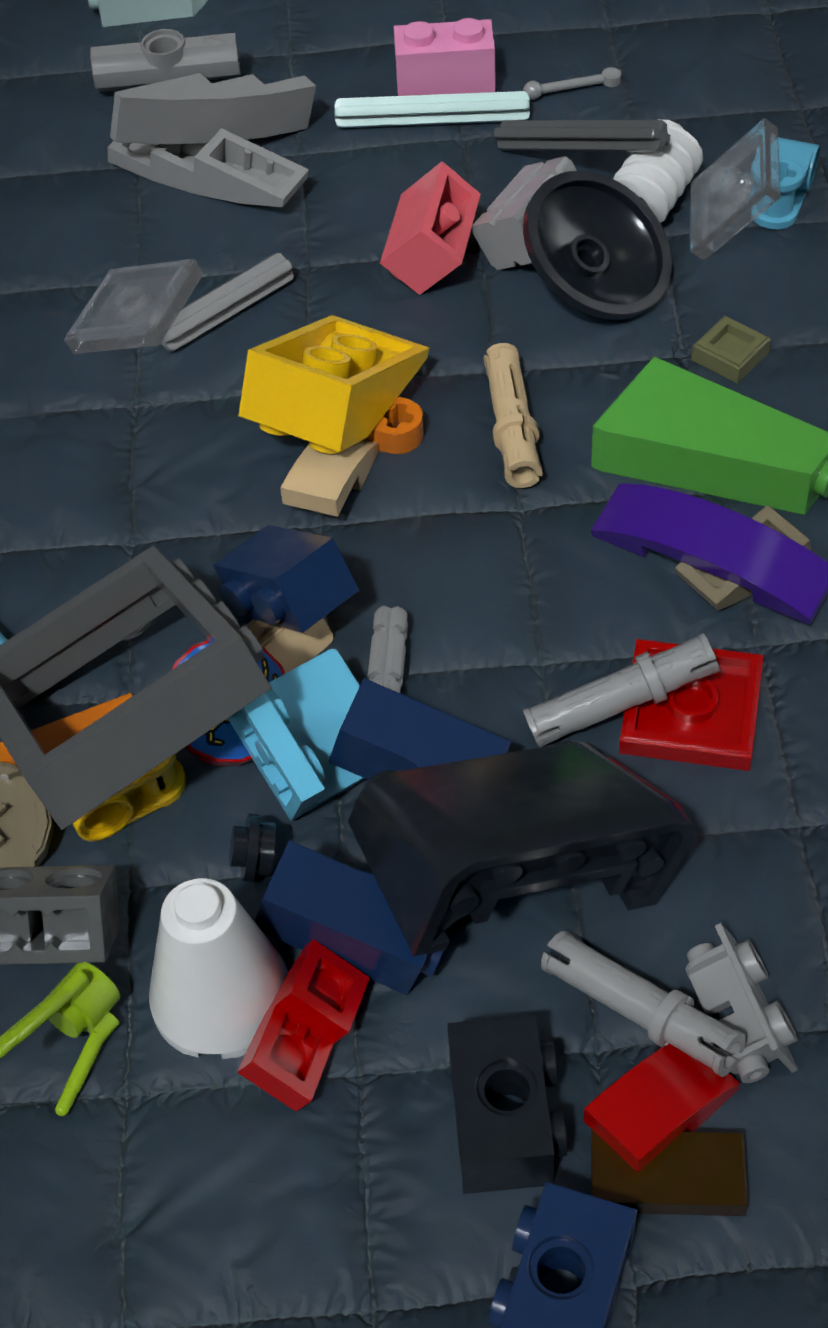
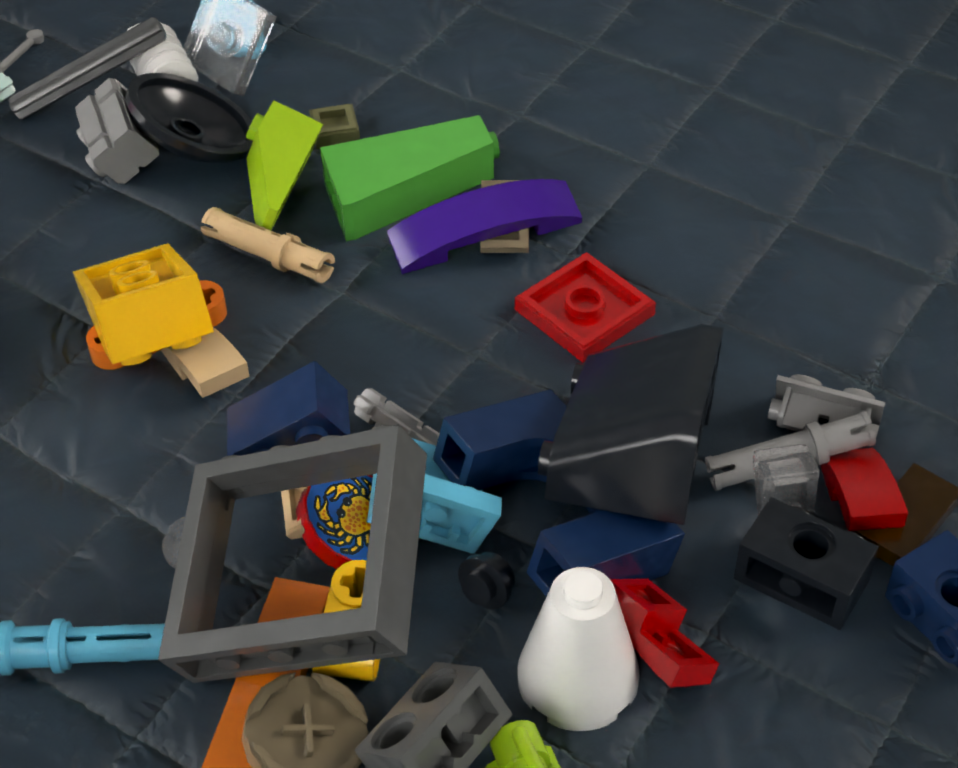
camera: 55 degrees left, 5 degrees down
(430, 228) = (64, 181): coral brick -> none
(594, 1019) = (786, 475): none -> clear slope
(615, 344) = (277, 158): none -> lime slope
(621, 690) = (563, 304): light grey pin -> none

